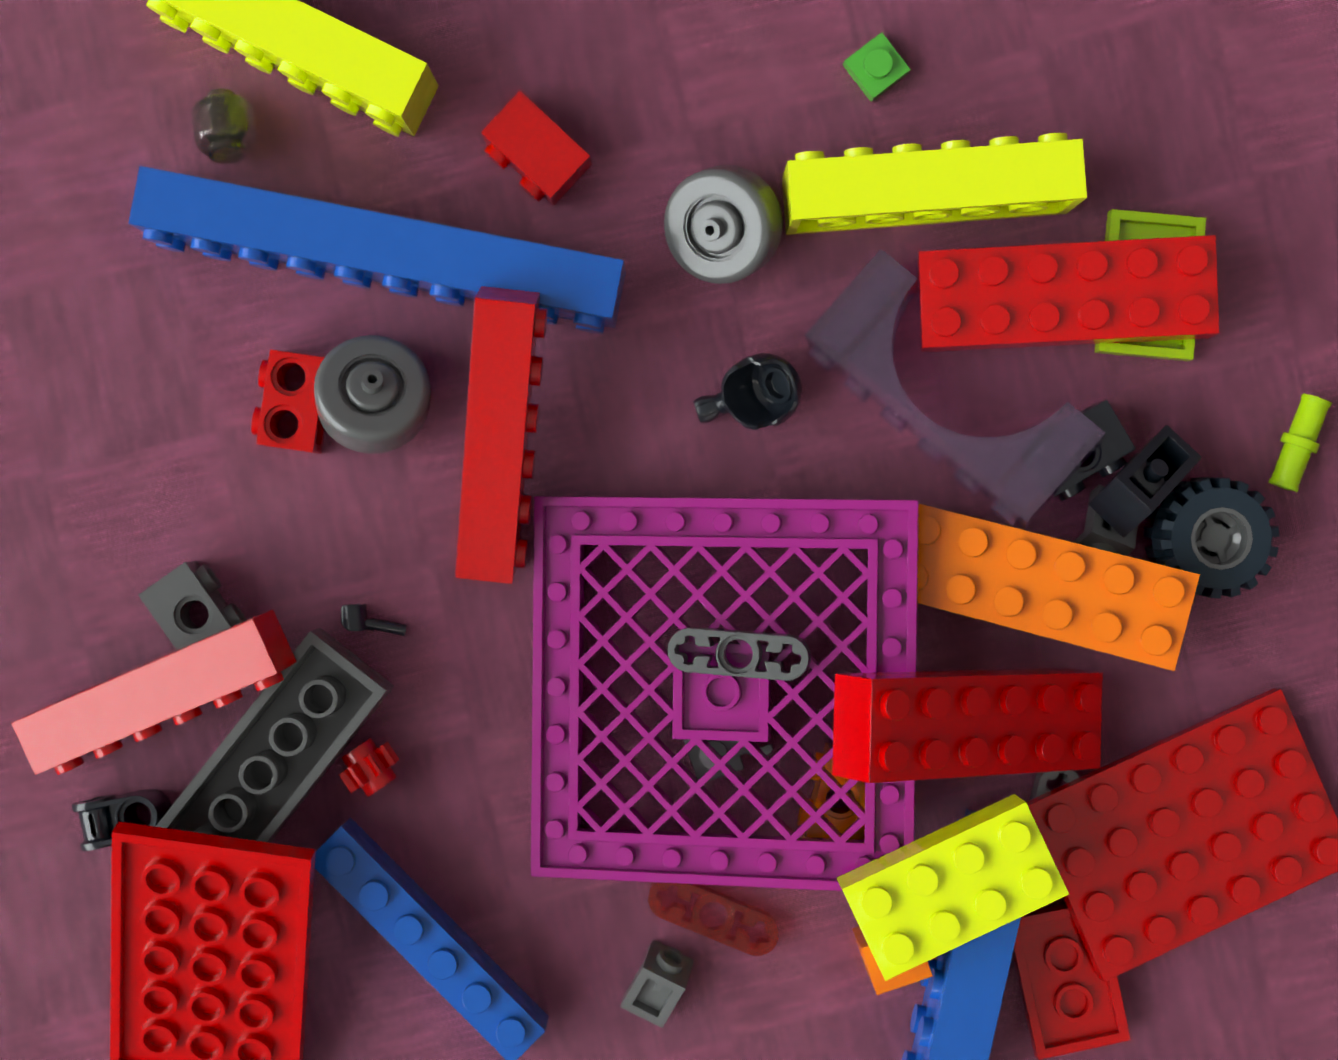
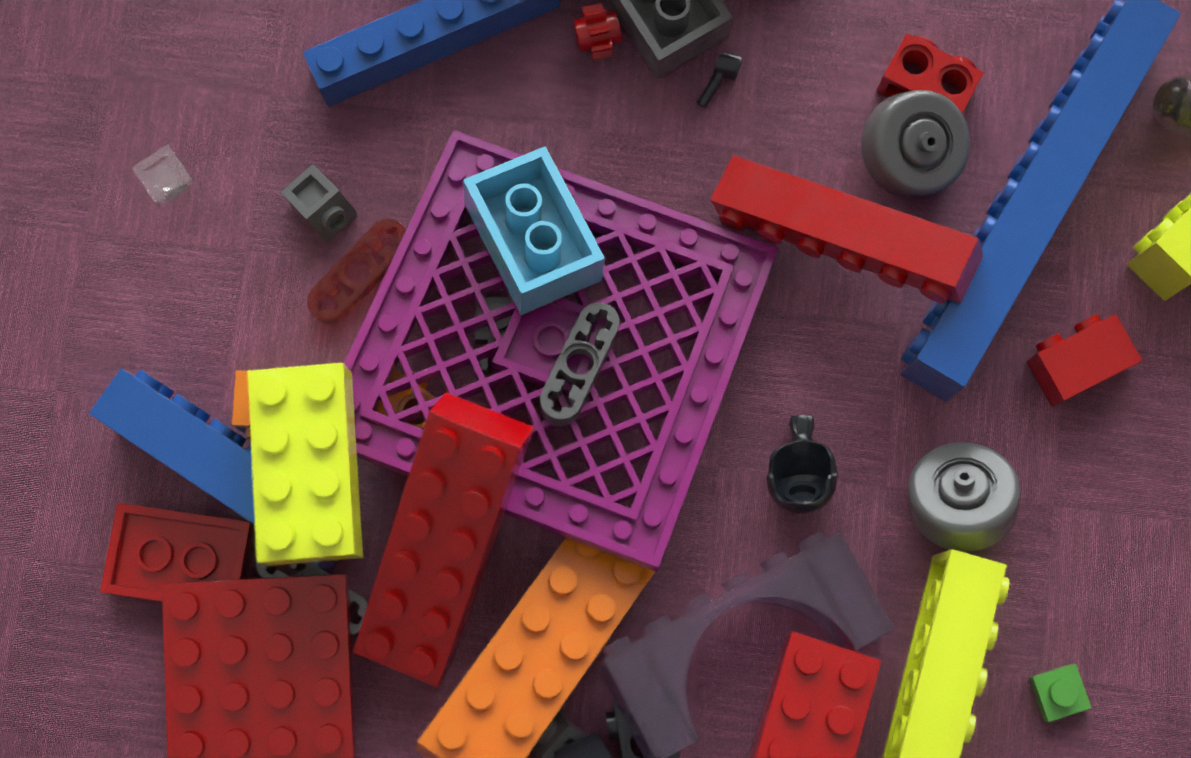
camera: 110 degrees right, 10 degrees down
(618, 752) = (533, 230): none -> medium azure brick

